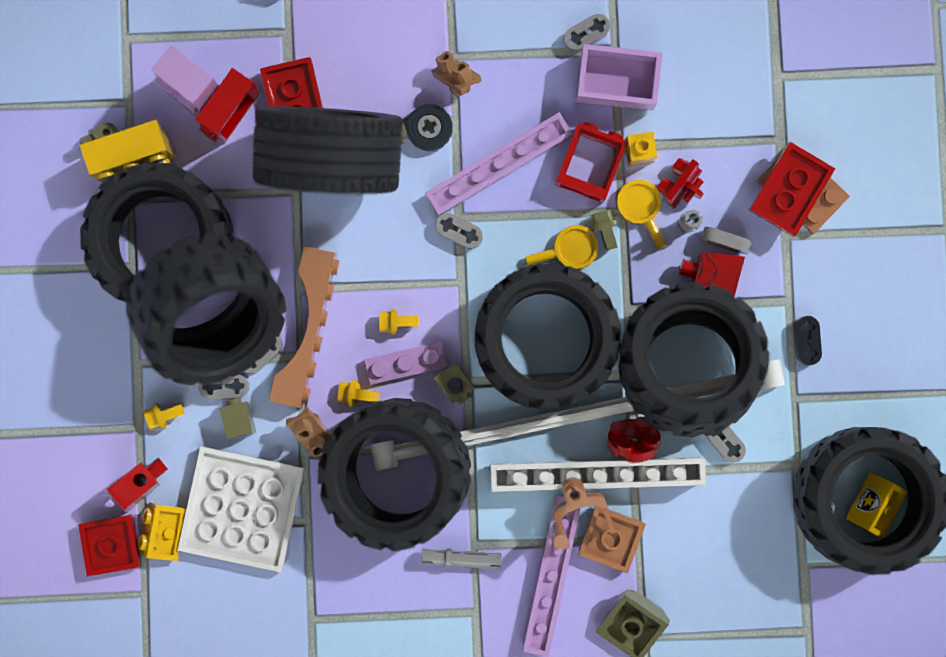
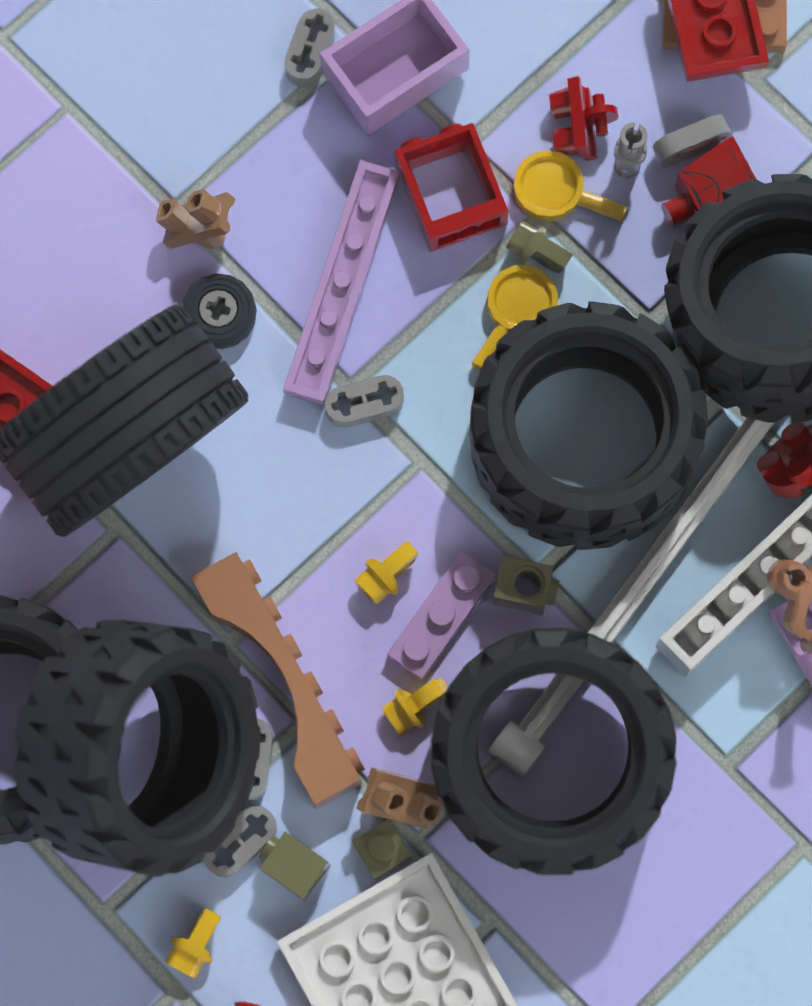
camera: 30 degrees left, 10 degrees down
(284, 446) = (382, 849): none -> olive plate
(468, 559) = (722, 797): light grey pin -> none
(641, 148) = (496, 119): yellow brick -> none

